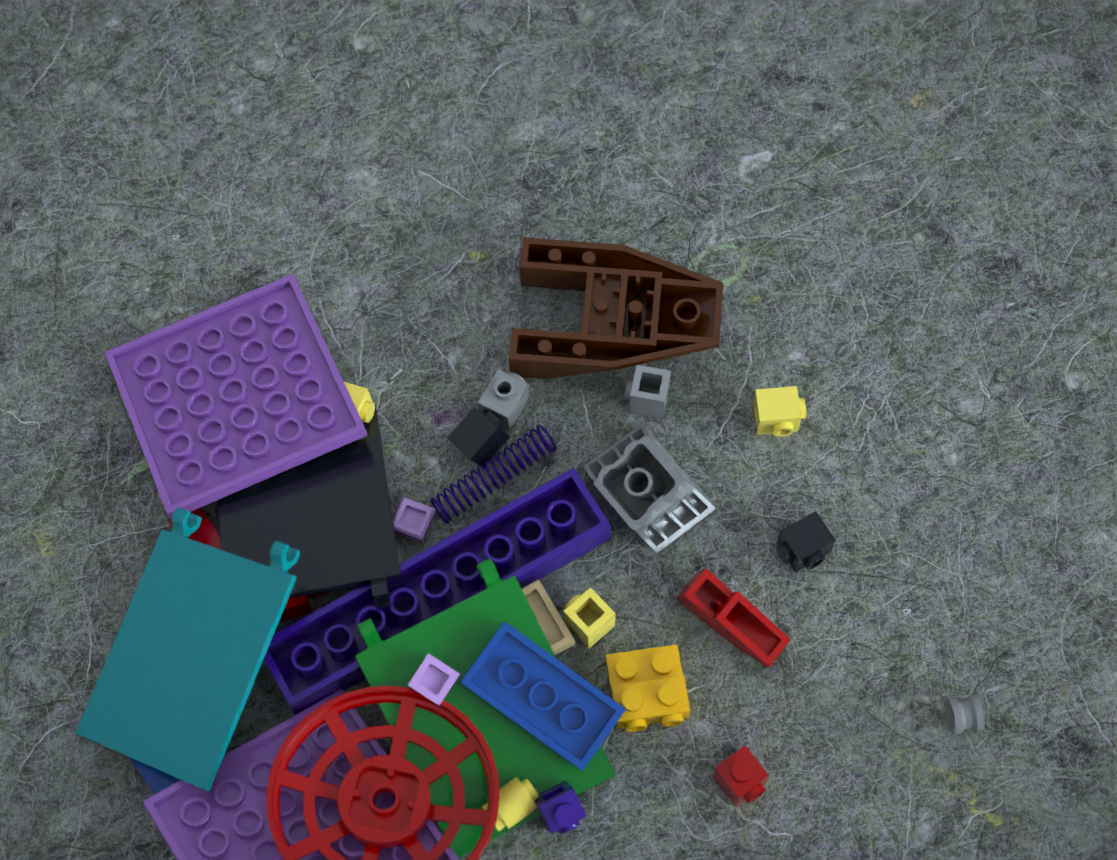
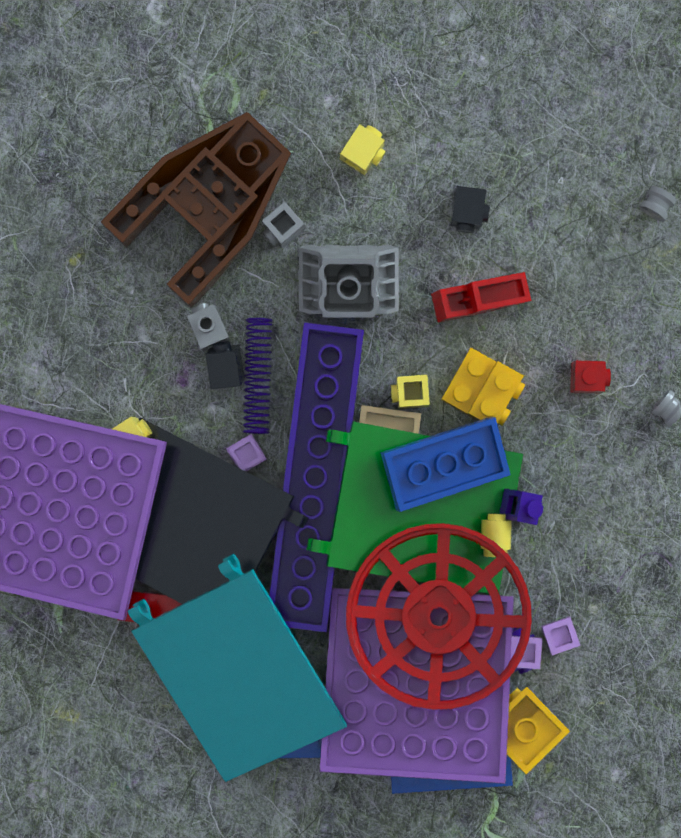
camera: 60 degrees left, 20 degrees up
(433, 679) = (383, 527): lavender plate -> none

